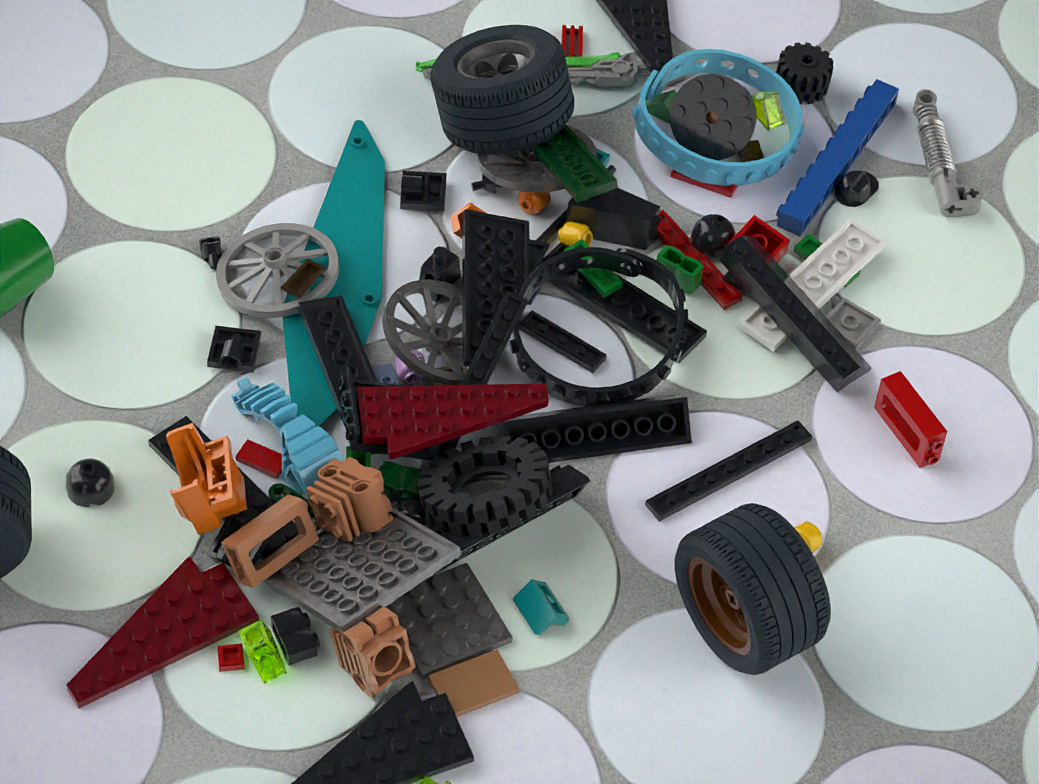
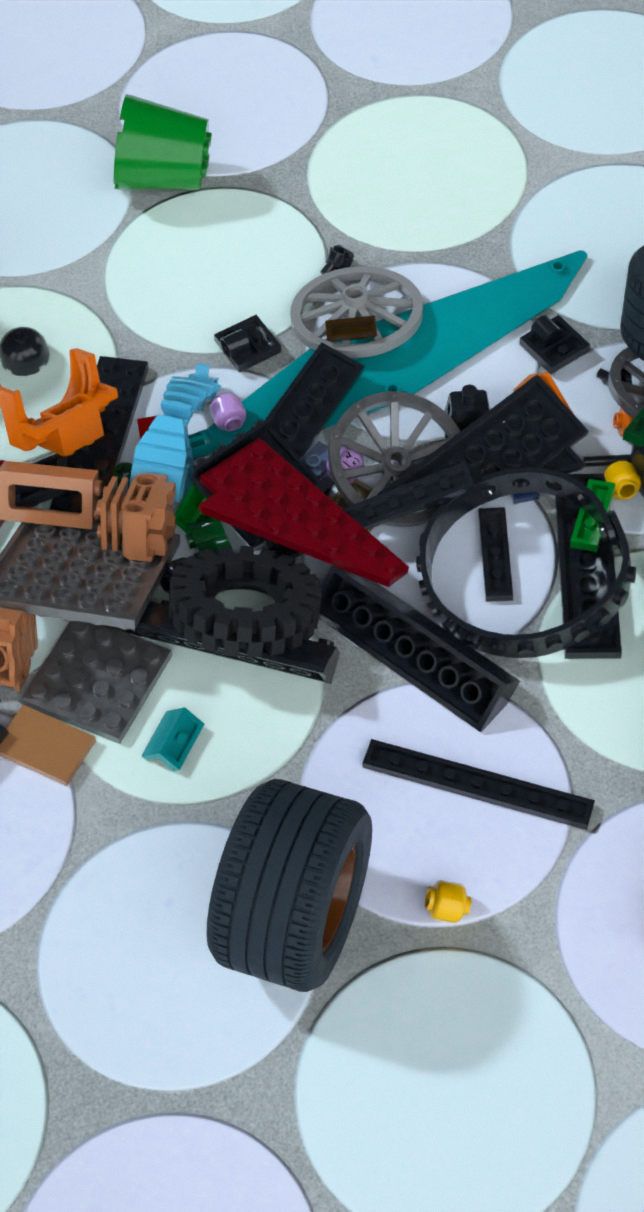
camera: 60 degrees right, 5 degrees up
(301, 394) = (228, 412): none -> lavender head

